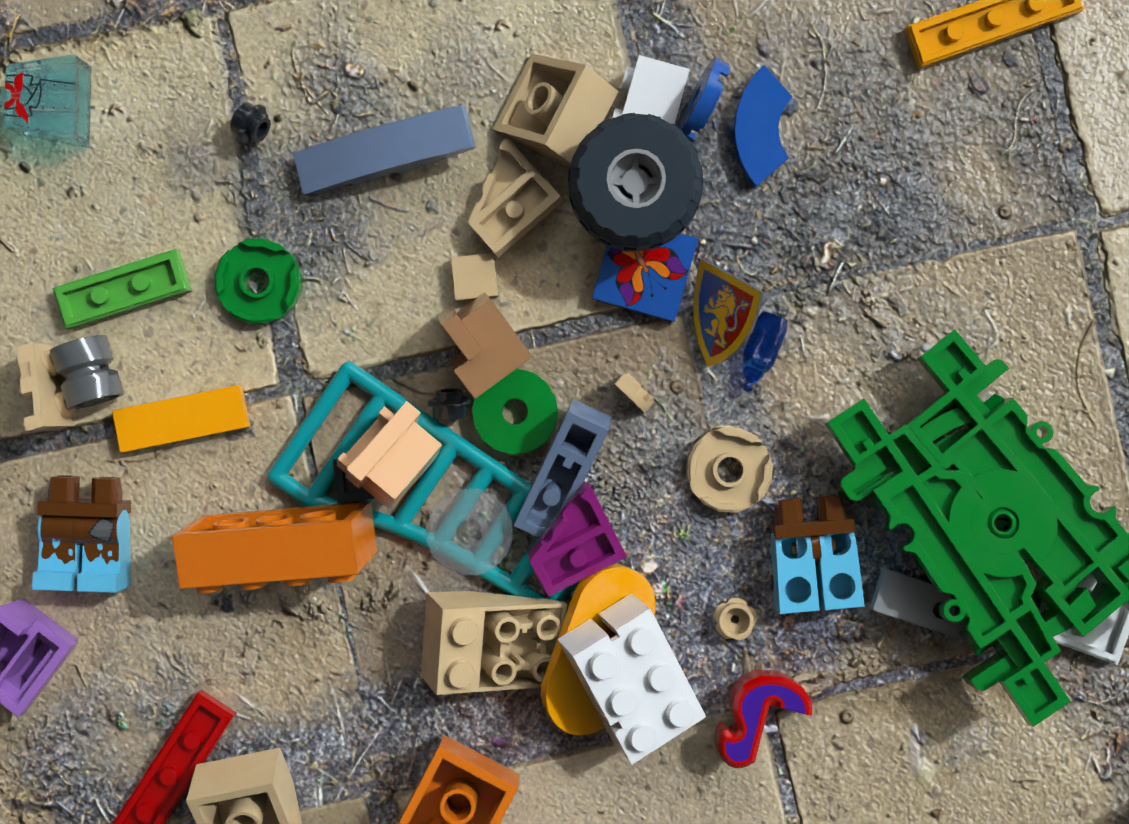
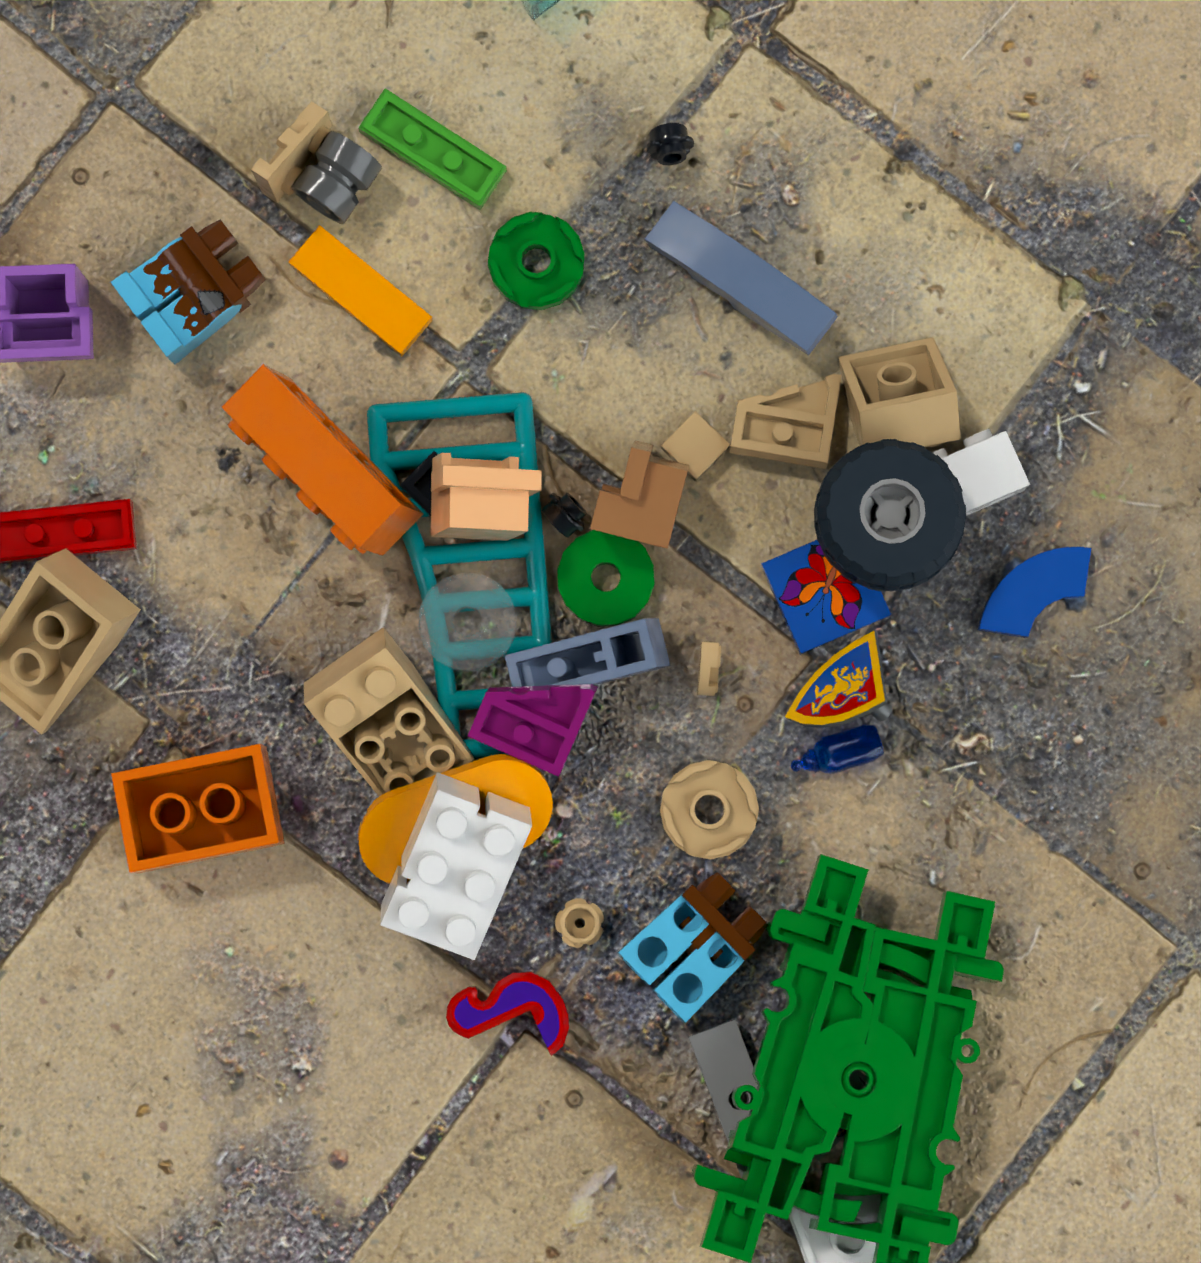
camera: 50 degrees right, 5 degrees down
(703, 98) = (1011, 518): blue tile -> none

